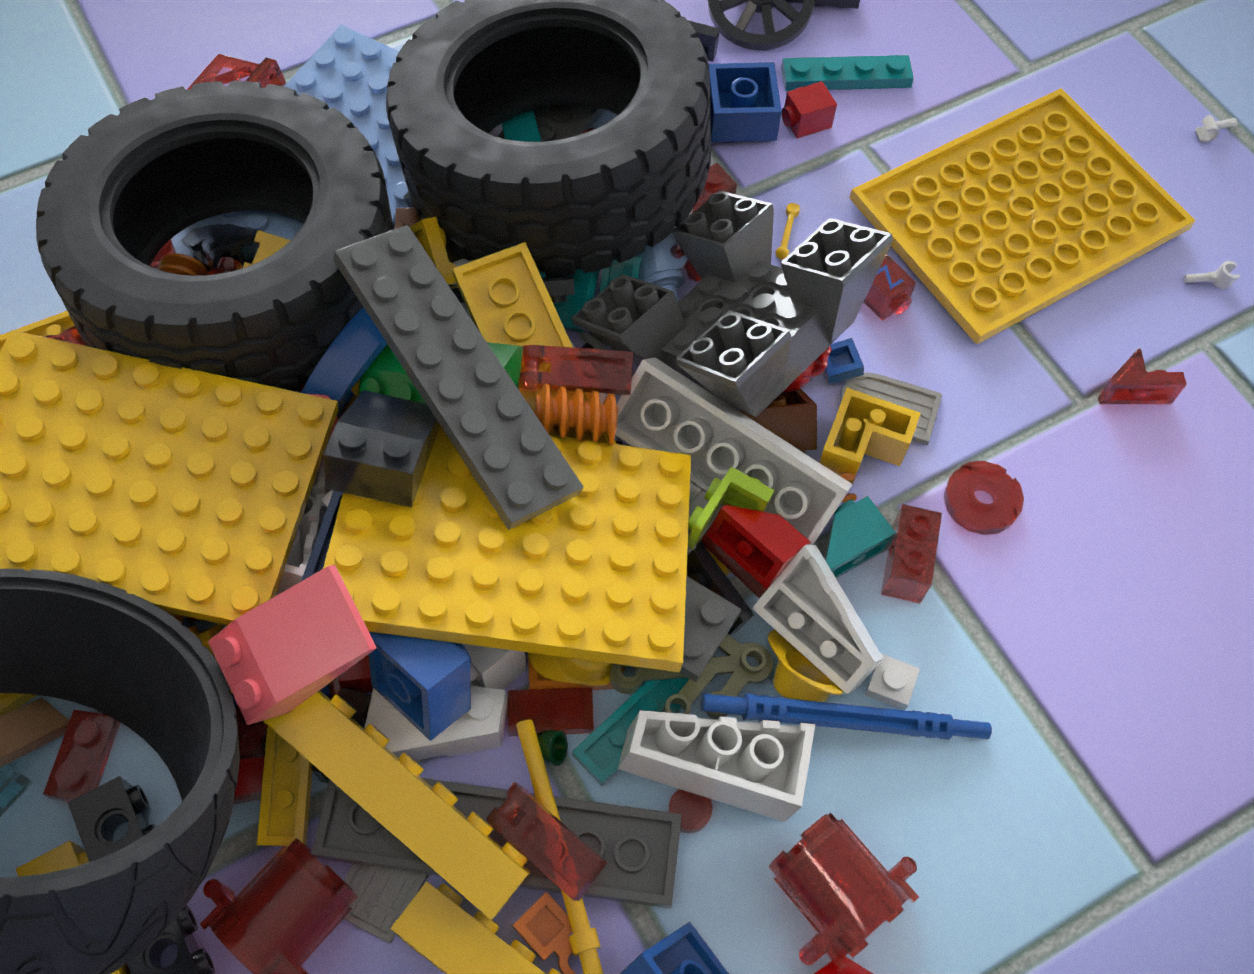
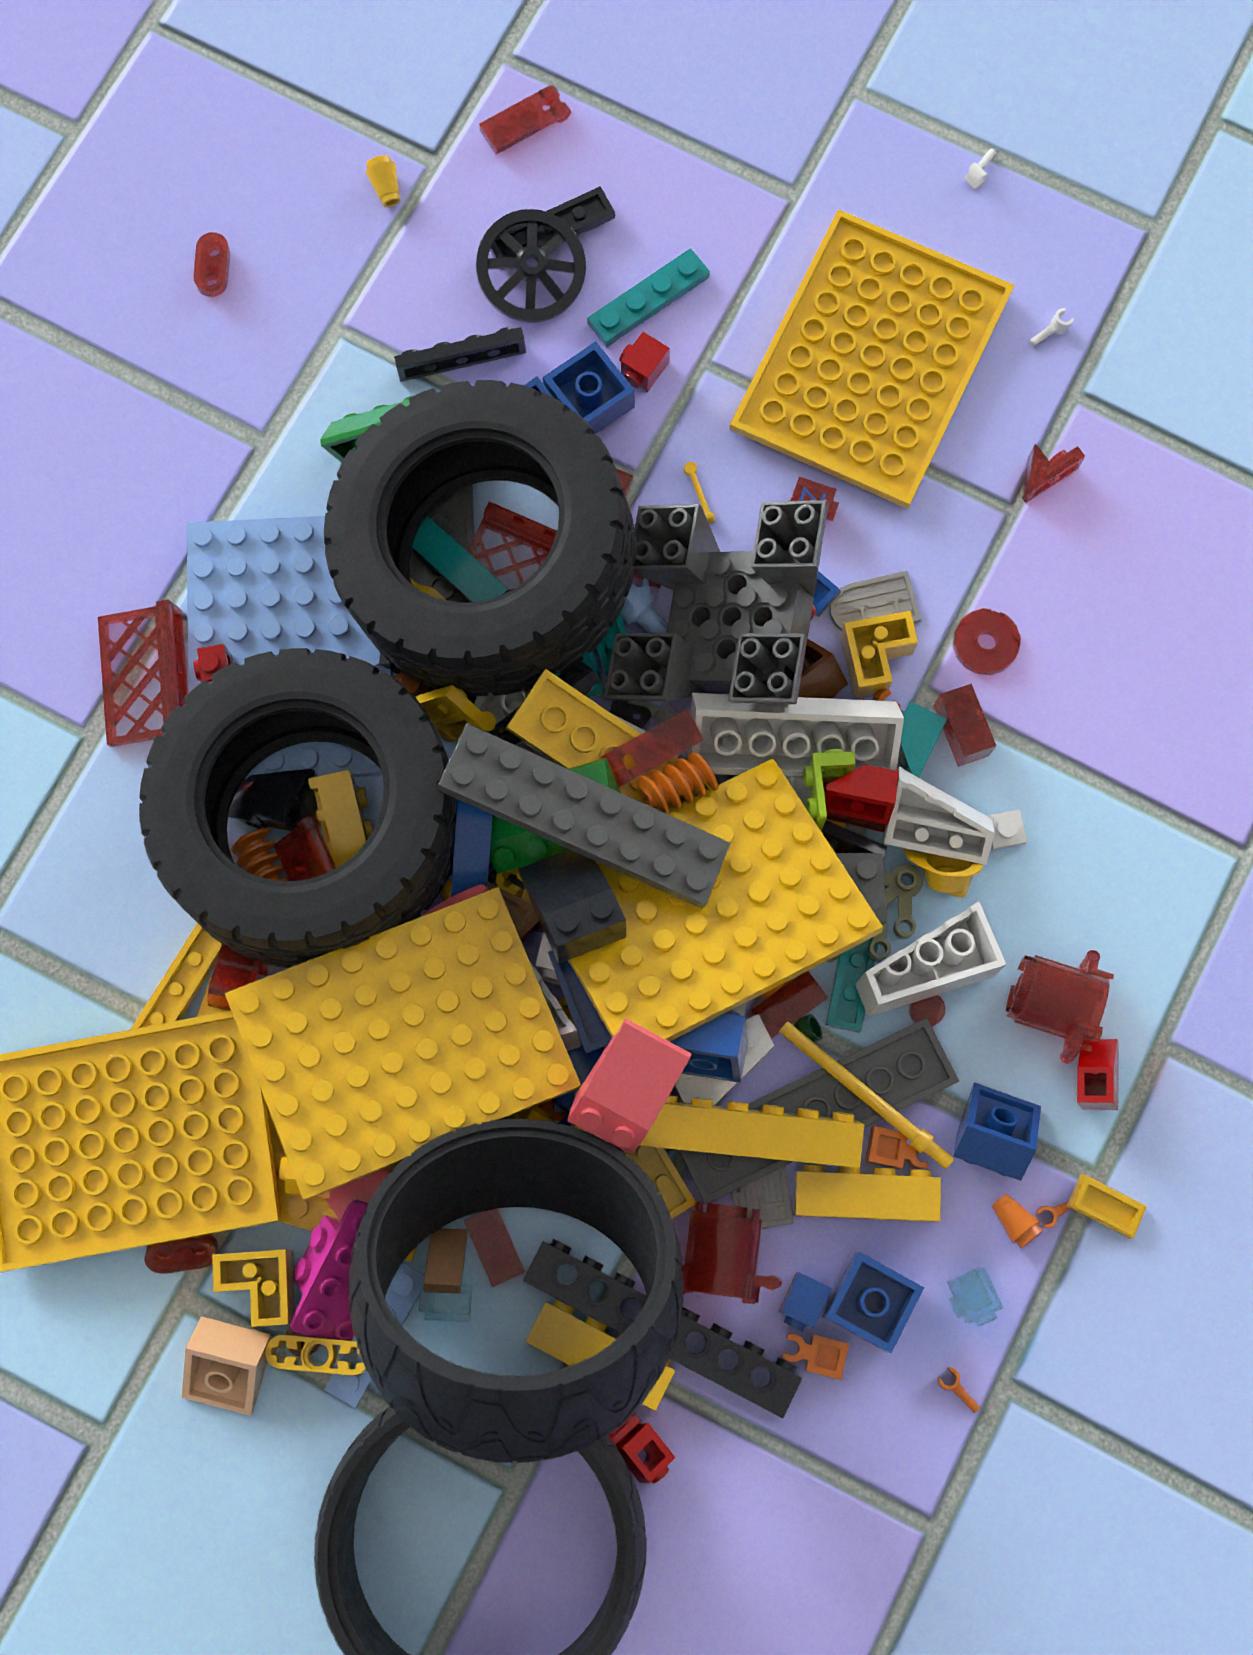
camera: 30 degrees left, 15 degrees up
(547, 842) = (857, 1095): clear red plate -> none
(845, 716) = (993, 880): blue axle -> none

